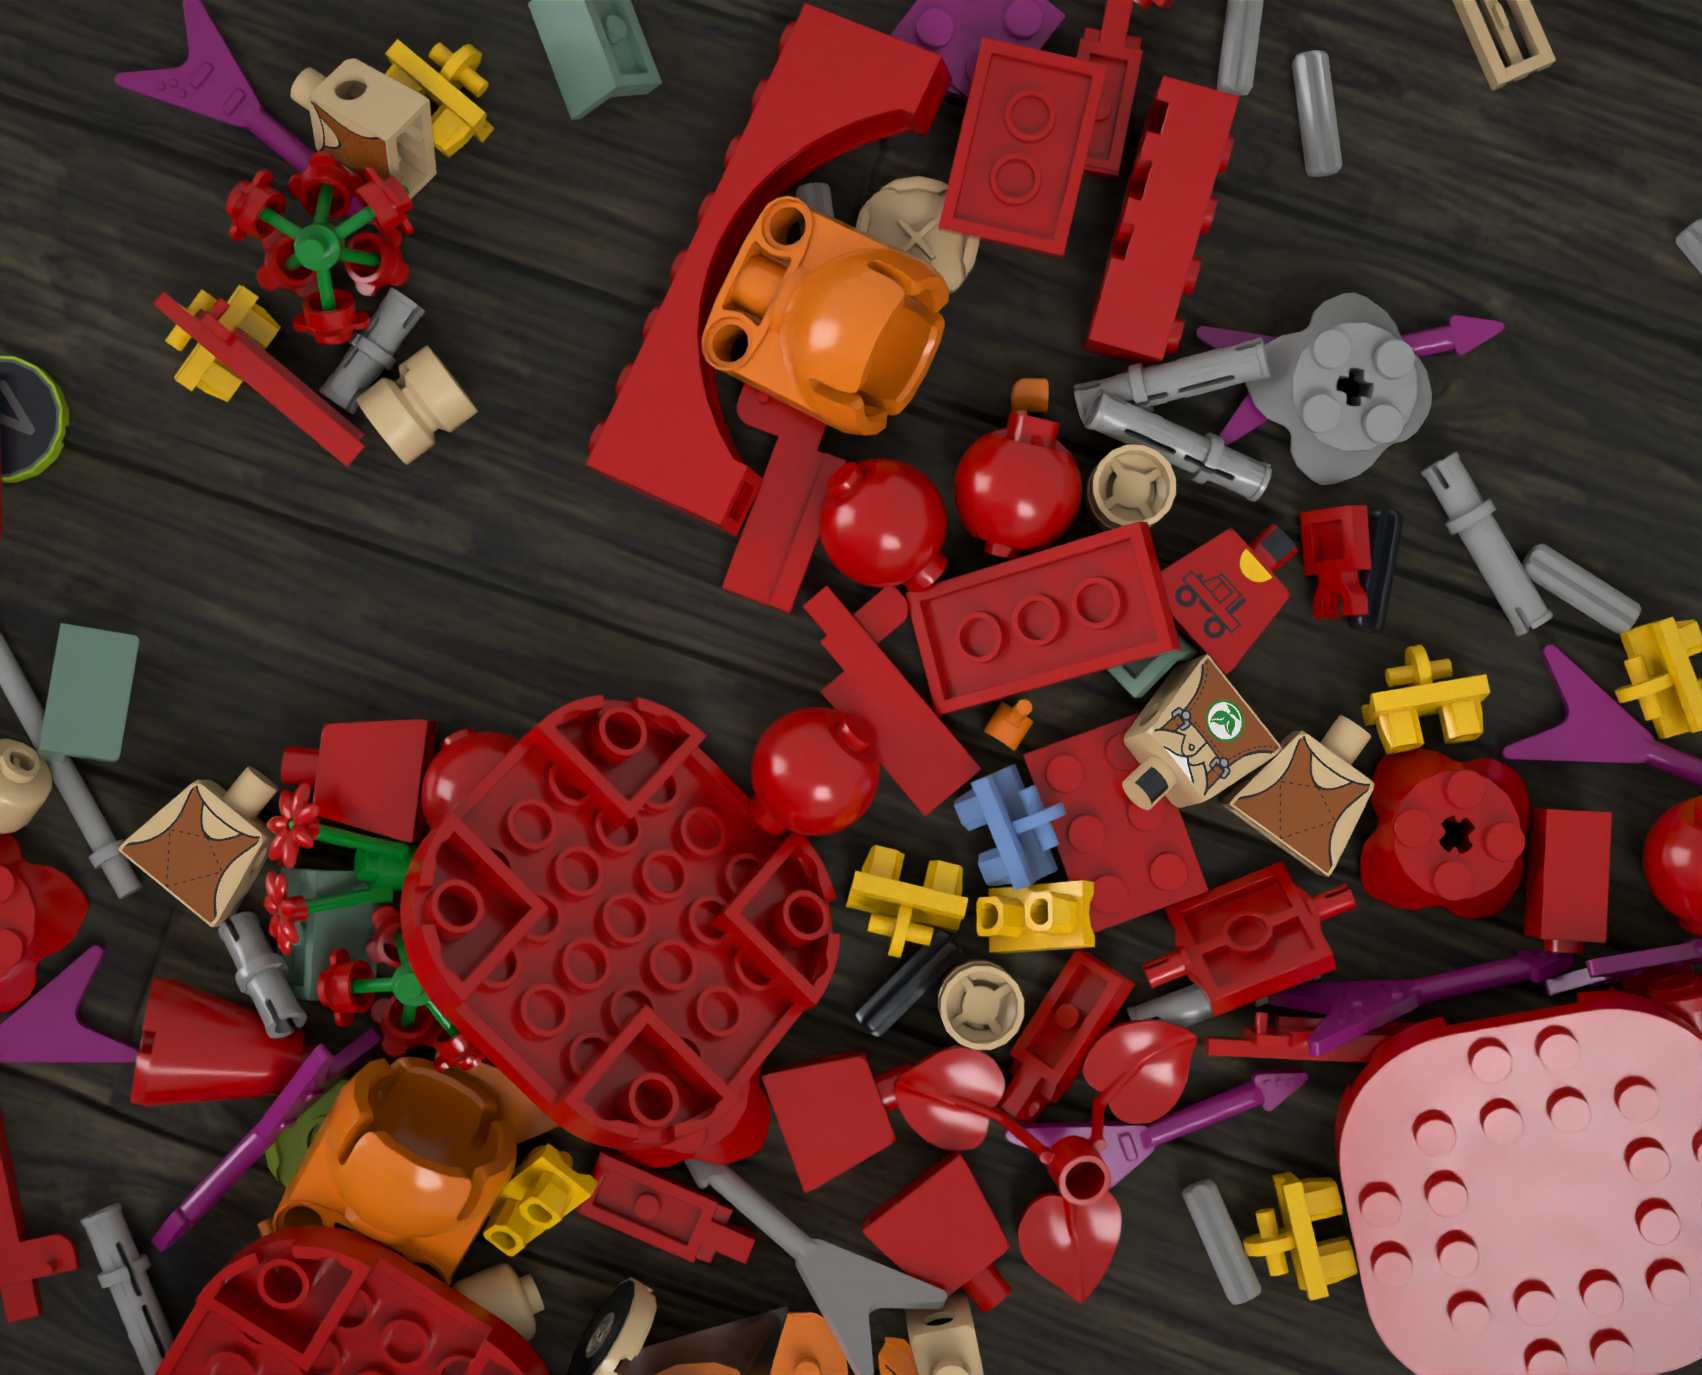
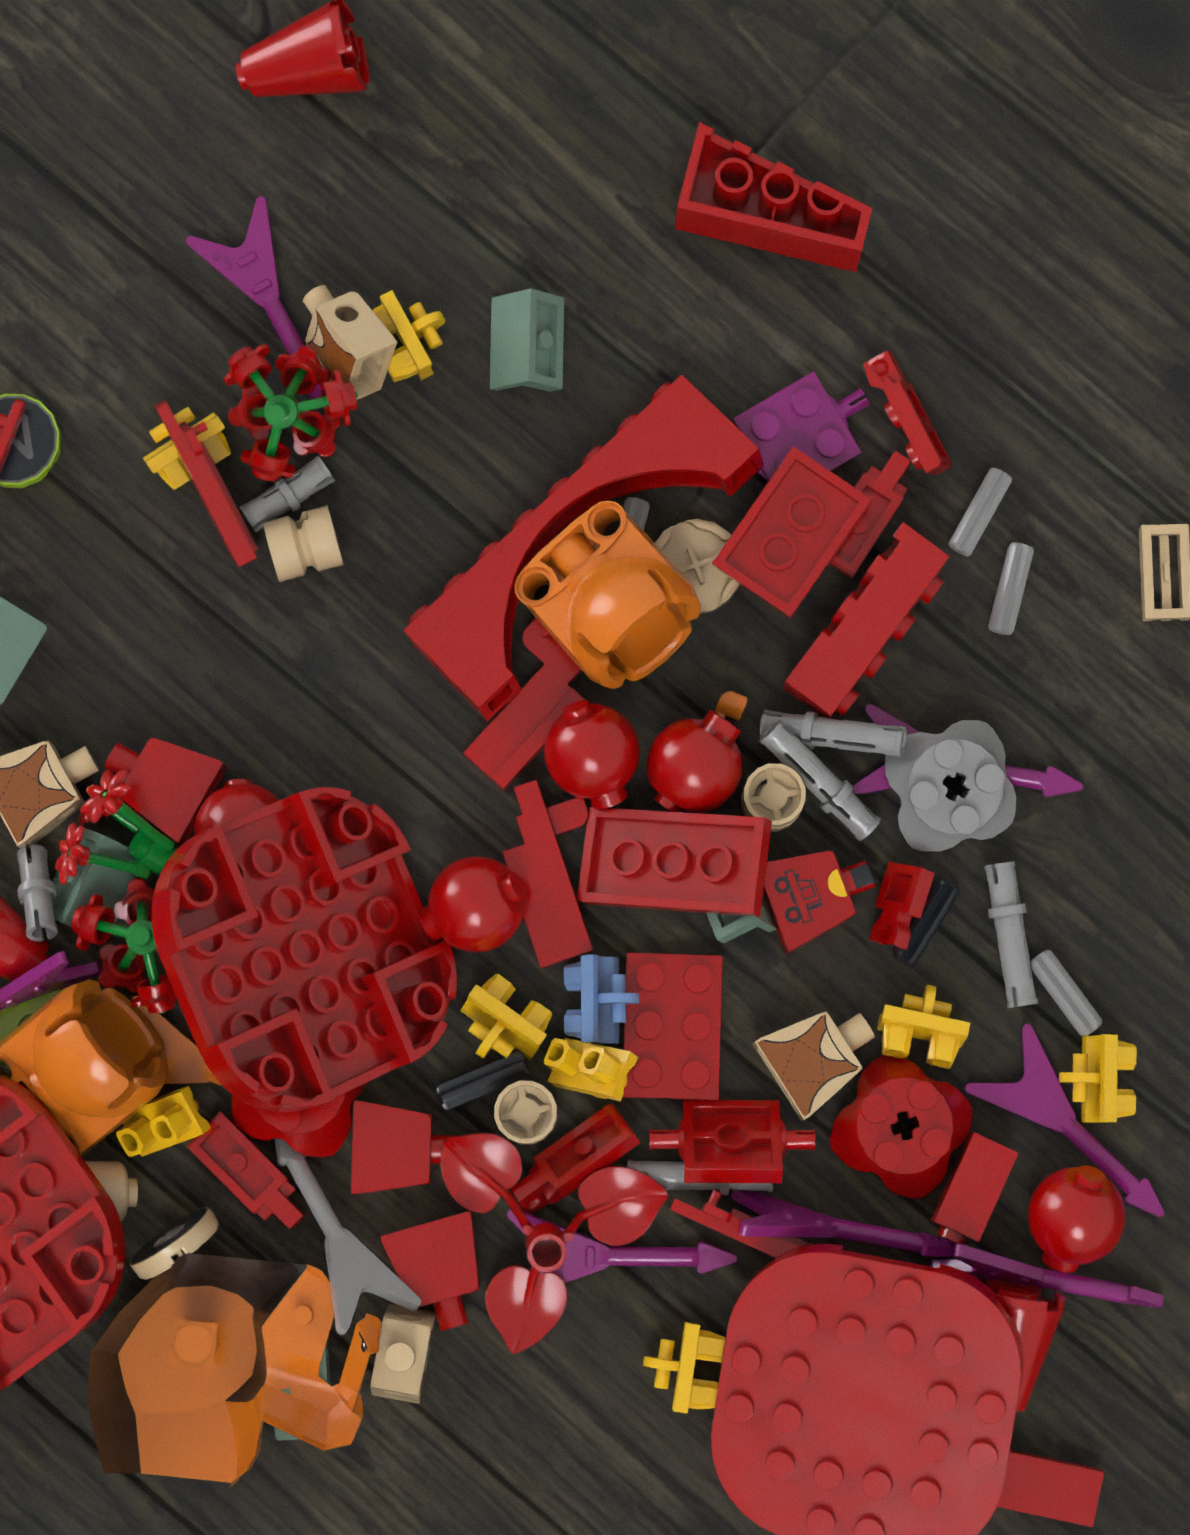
camera: 25 degrees right, 5 degrees down
(1010, 723) = (626, 927): orange hand -> none
(1194, 738) = (748, 987): torso -> none
(1221, 1241) = (629, 1351): light grey axle -> none

